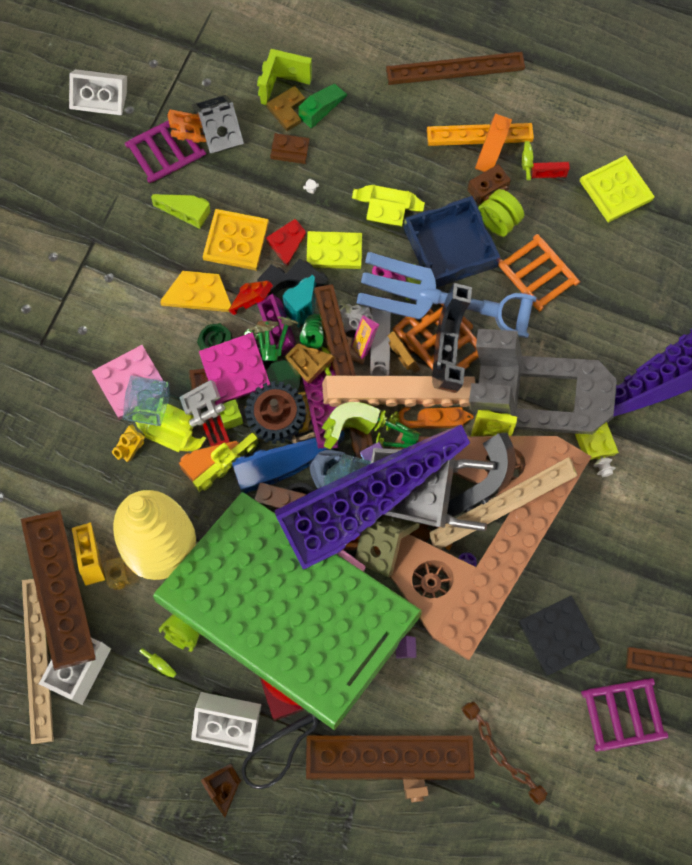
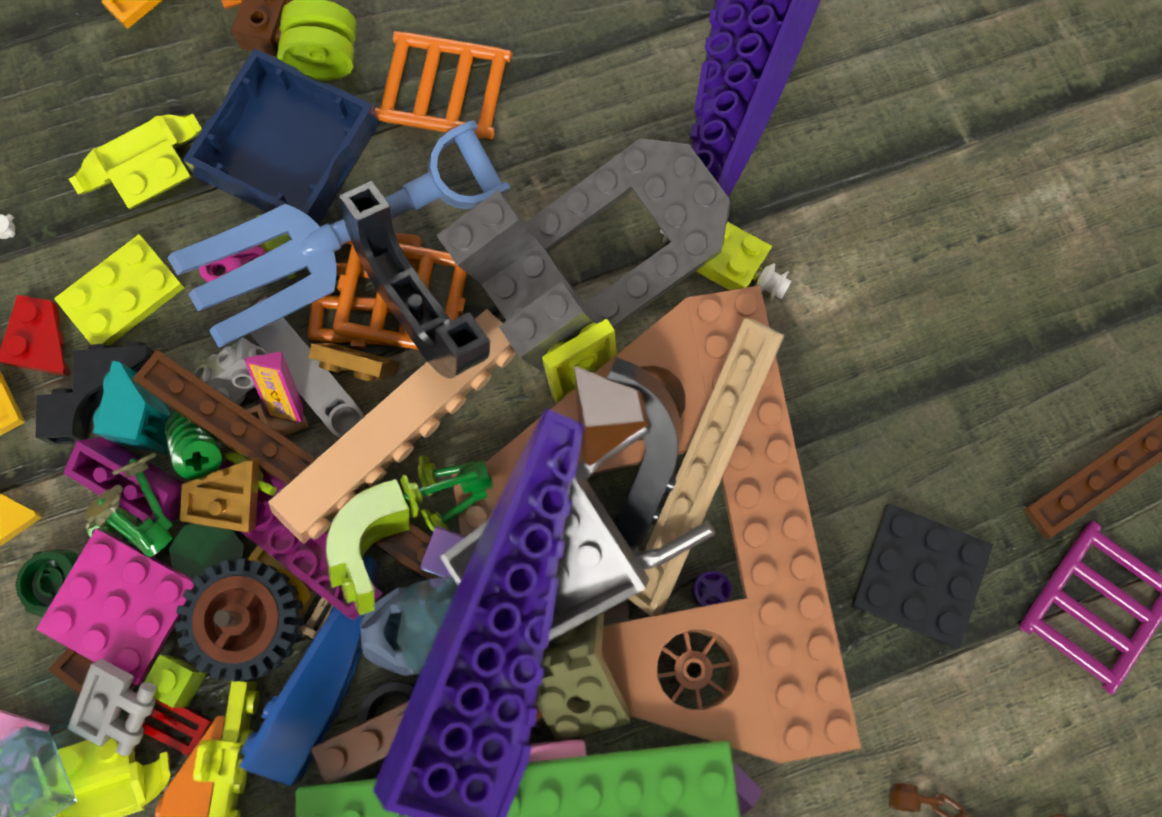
camera: 40 degrees left, 5 degrees up
(250, 294) = (45, 469): red wing -> none
(437, 418) = (484, 414): orange plate -> none
(483, 448) = (608, 413): none -> slope

